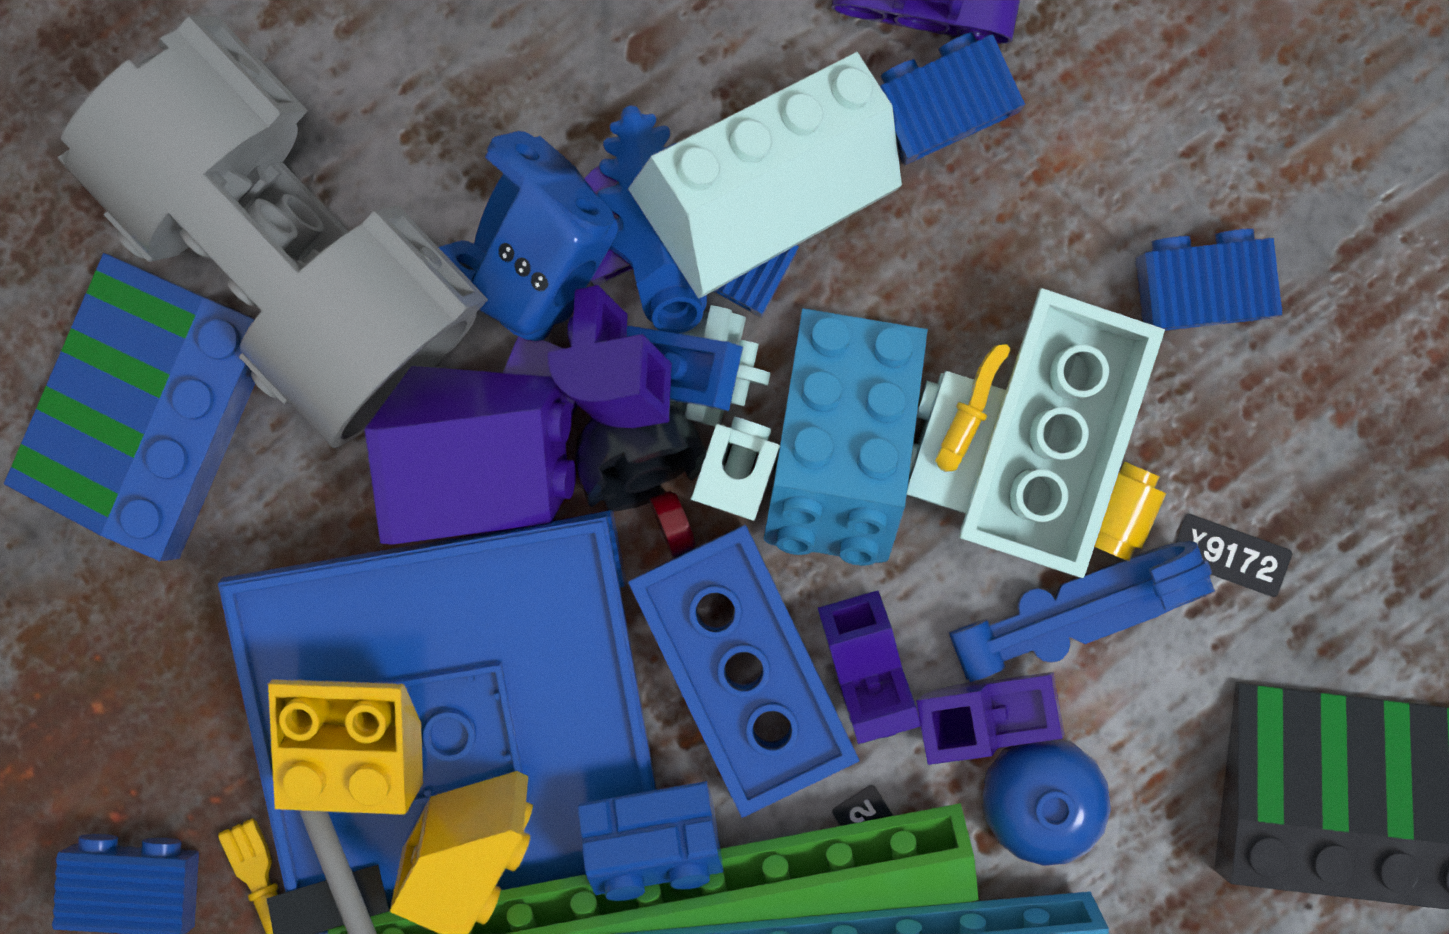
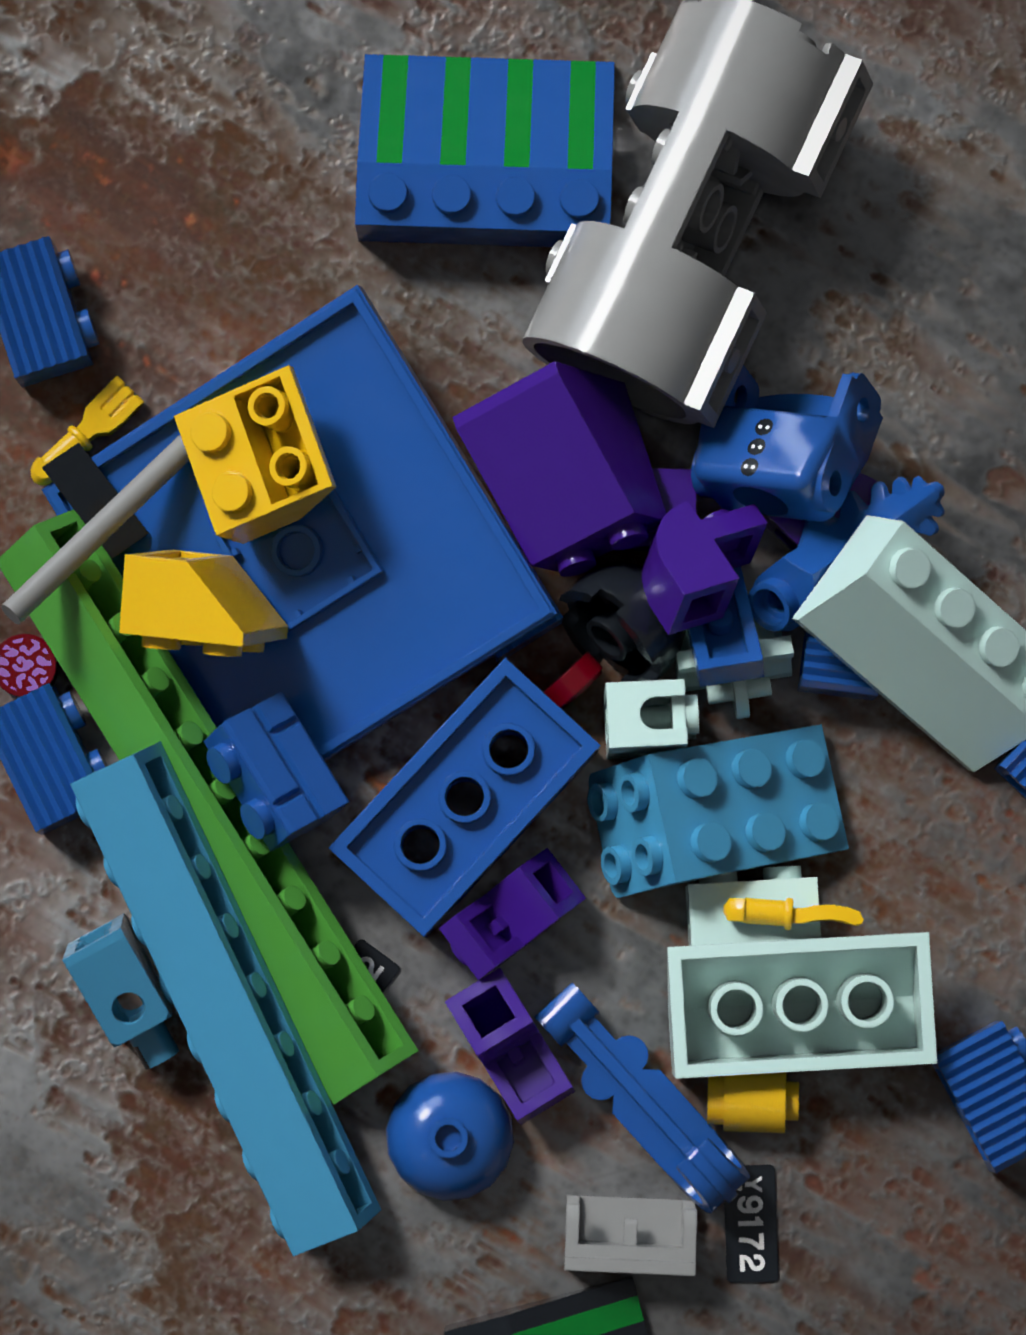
camera: 75 degrees right, 5 degrees down
(1203, 672) = (630, 1235): none -> light grey hinge

